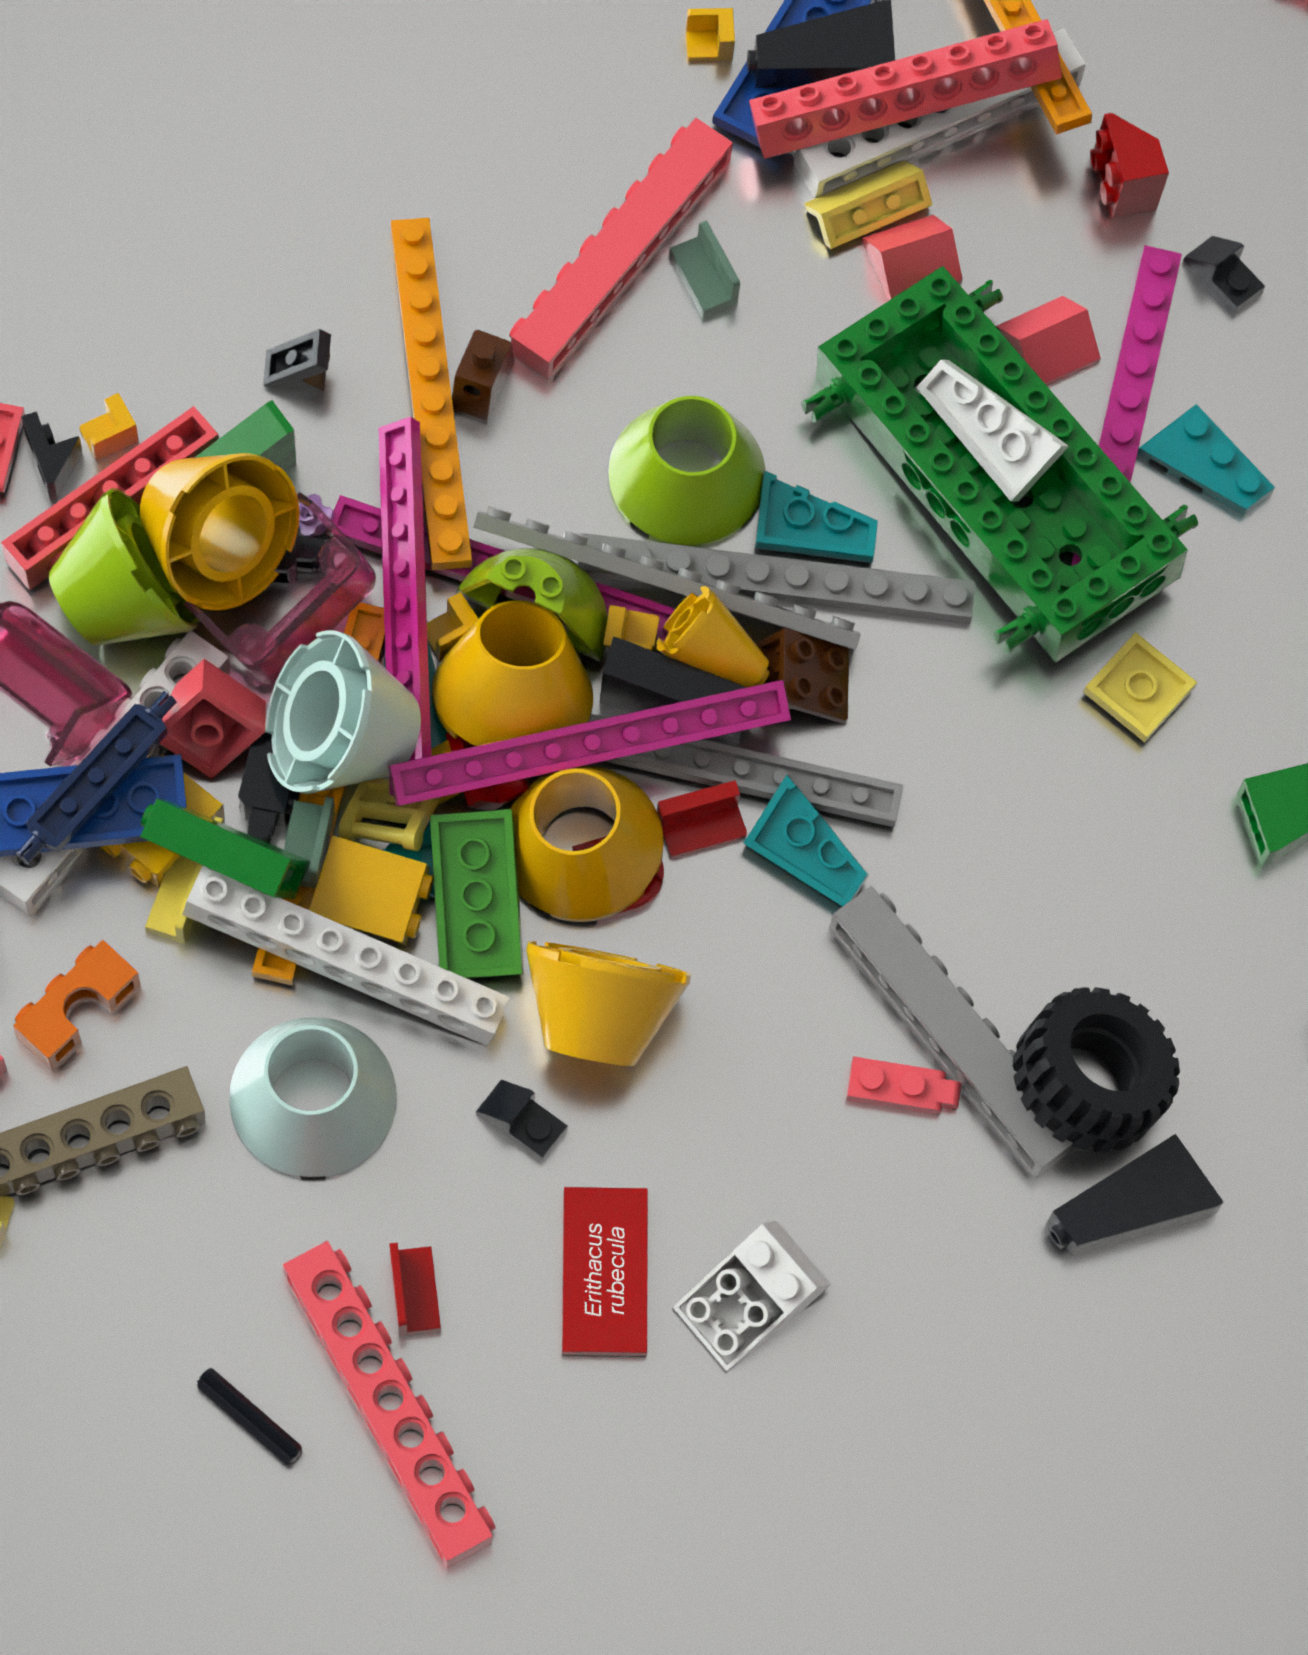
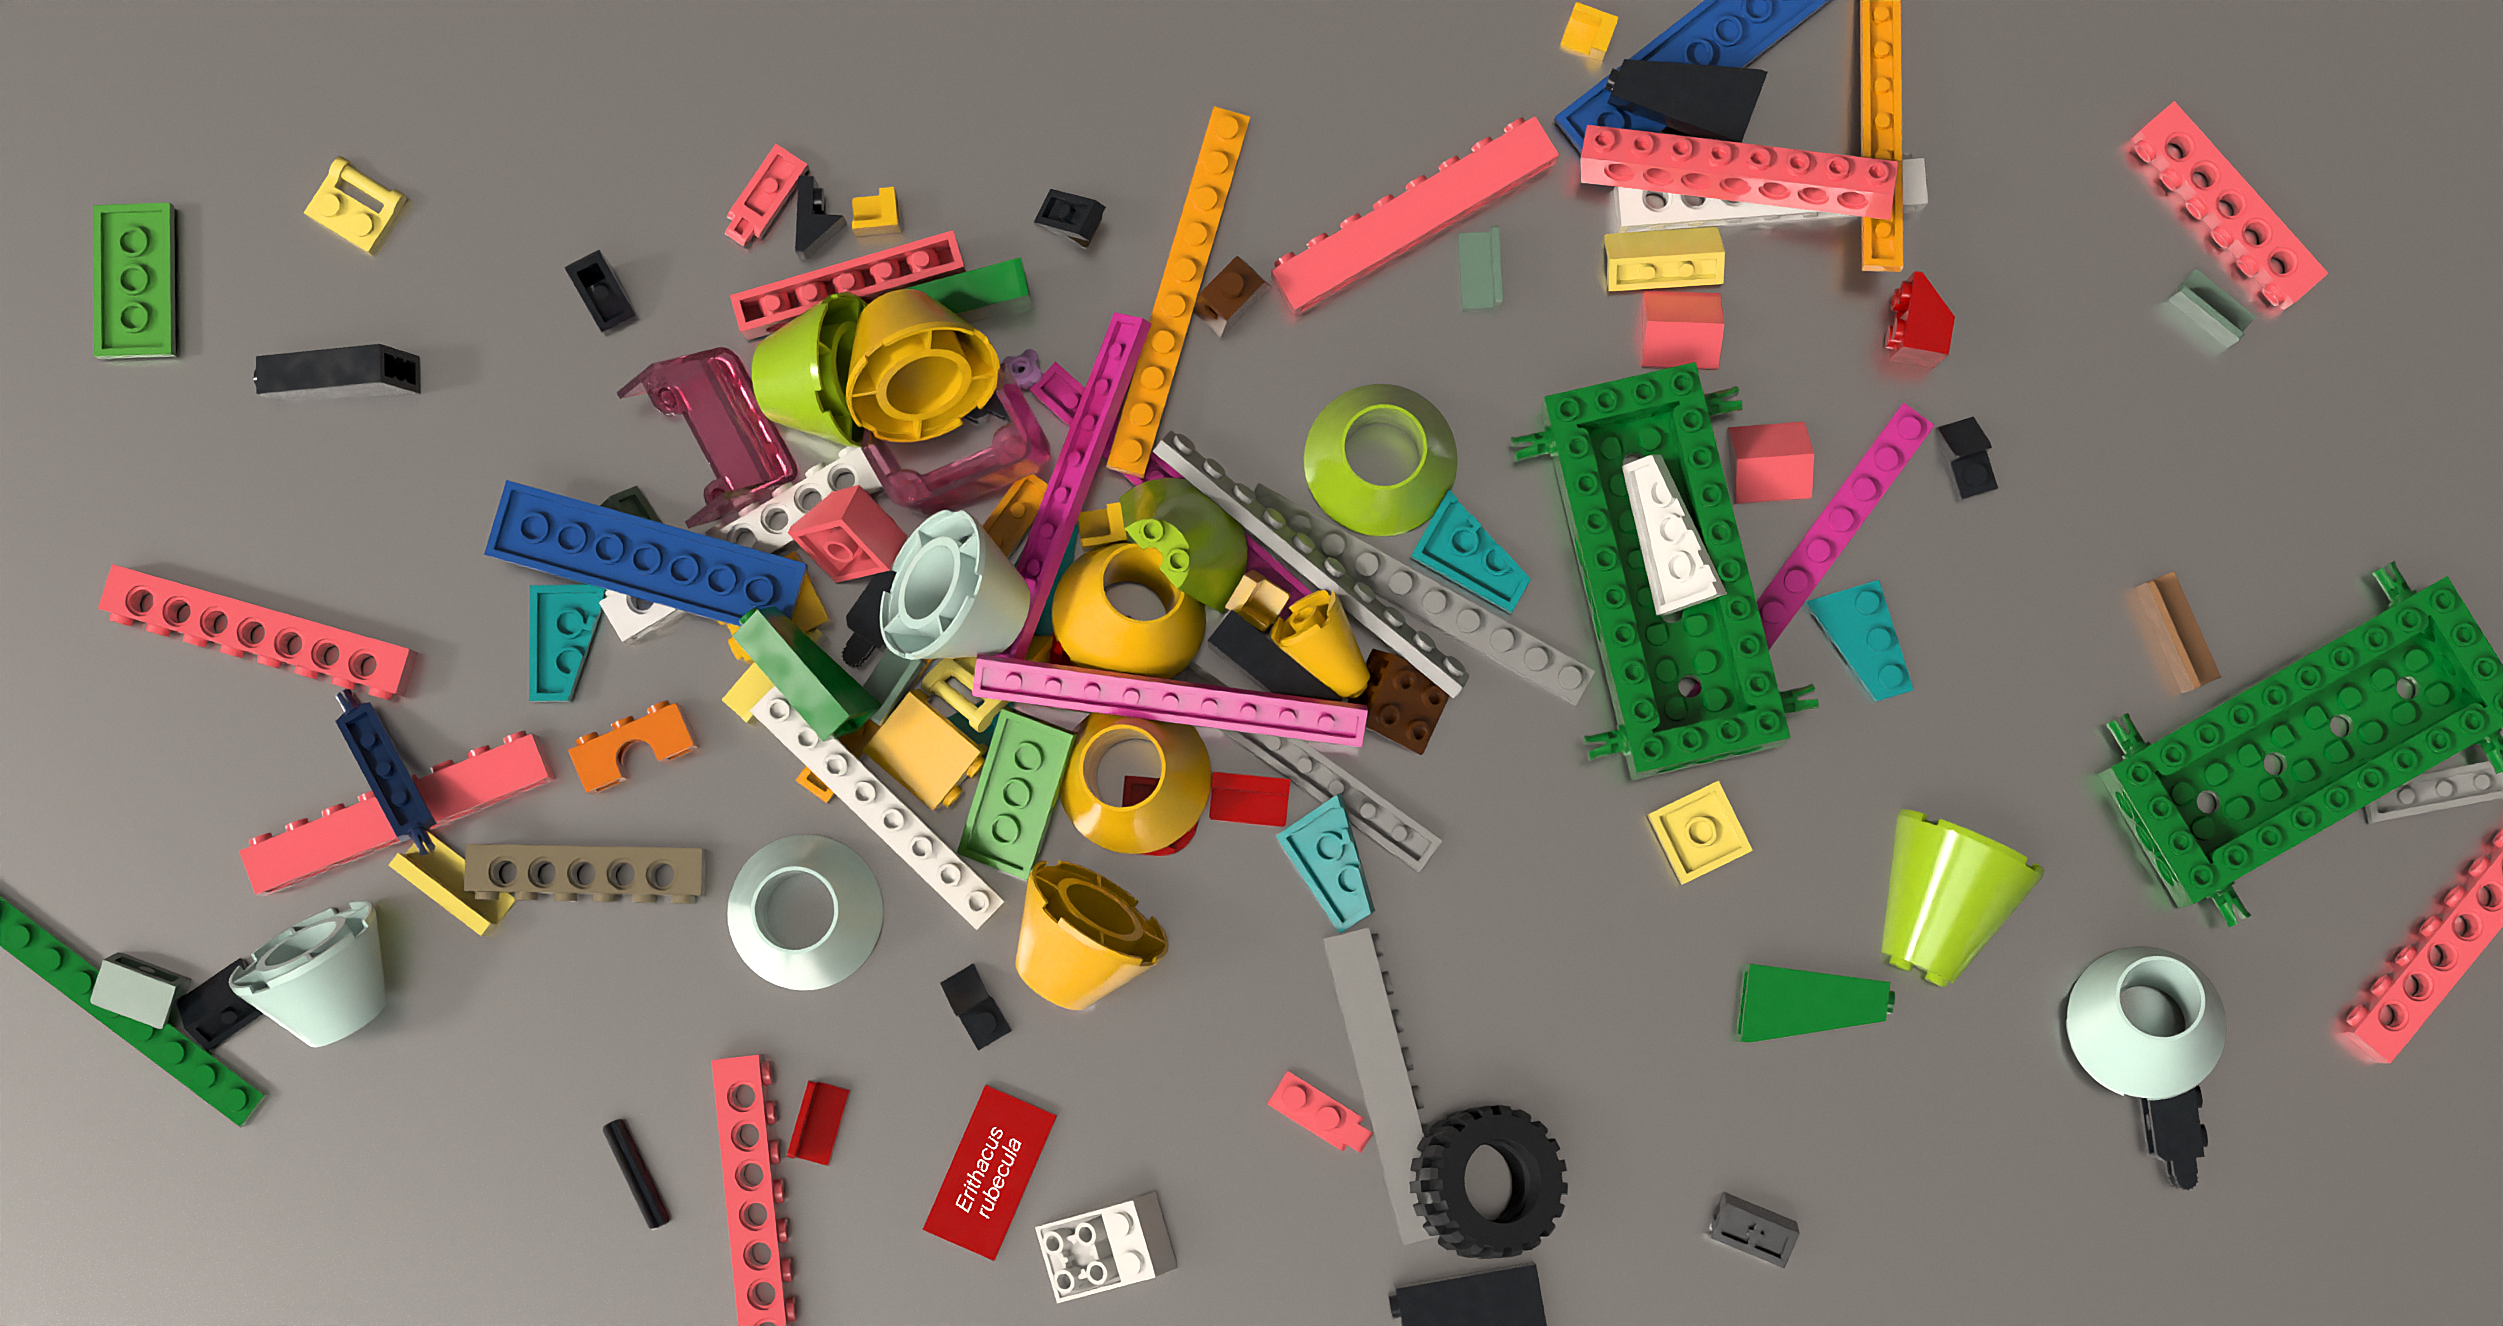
camera: 30 degrees right, 15 degrees up
(96, 778) = (720, 560): dark blue plate -> none

